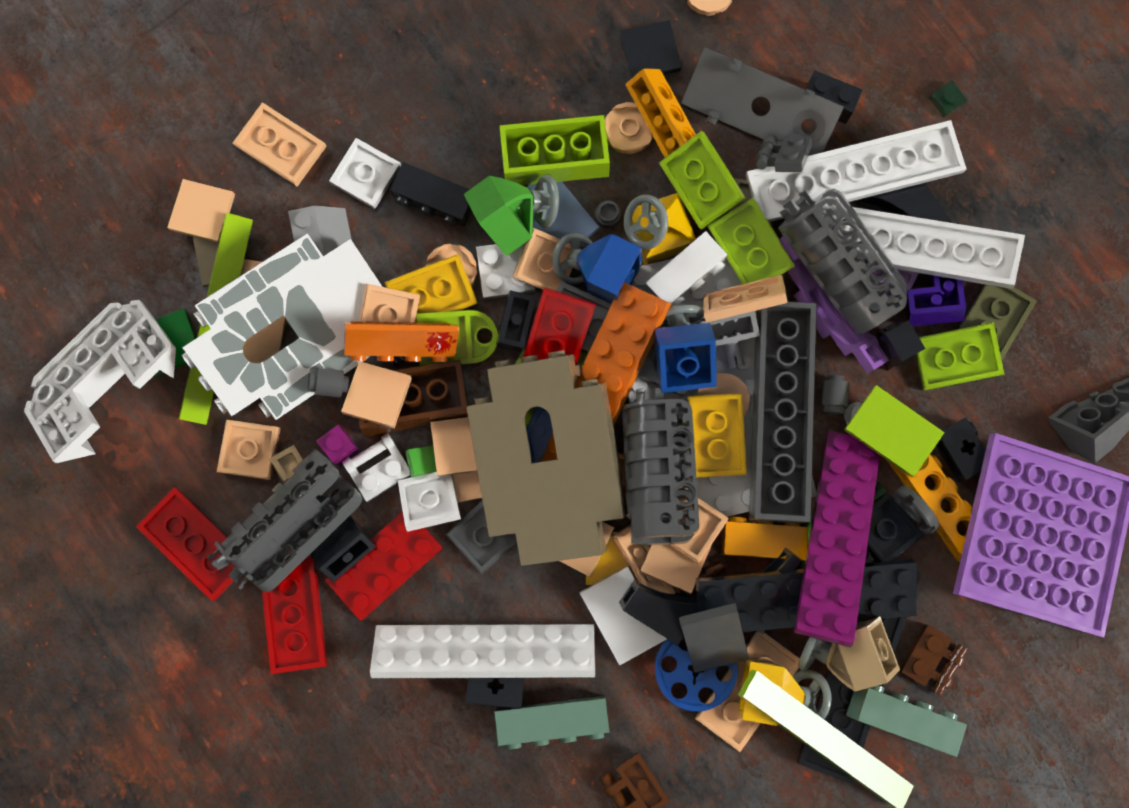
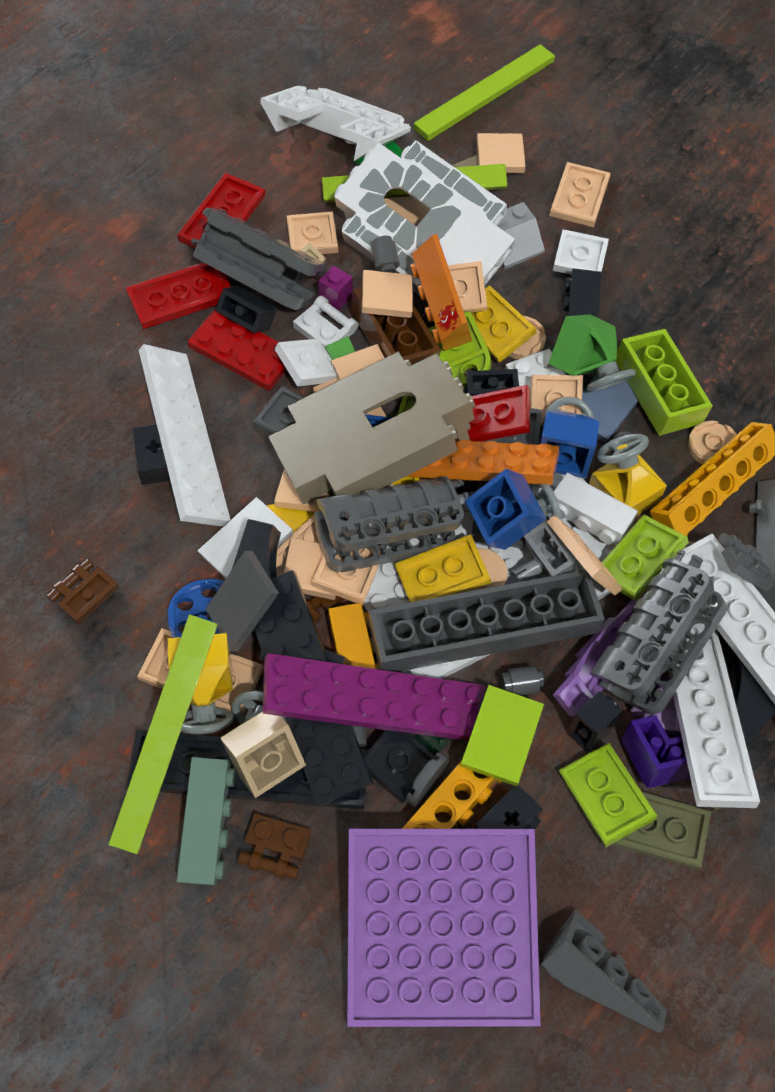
camera: 70 degrees right, 20 degrees down
(97, 198) = (483, 92): none -> lime tile
(552, 721) = (133, 506): sand green brick -> none
(702, 180) = (685, 495): lime tile -> none

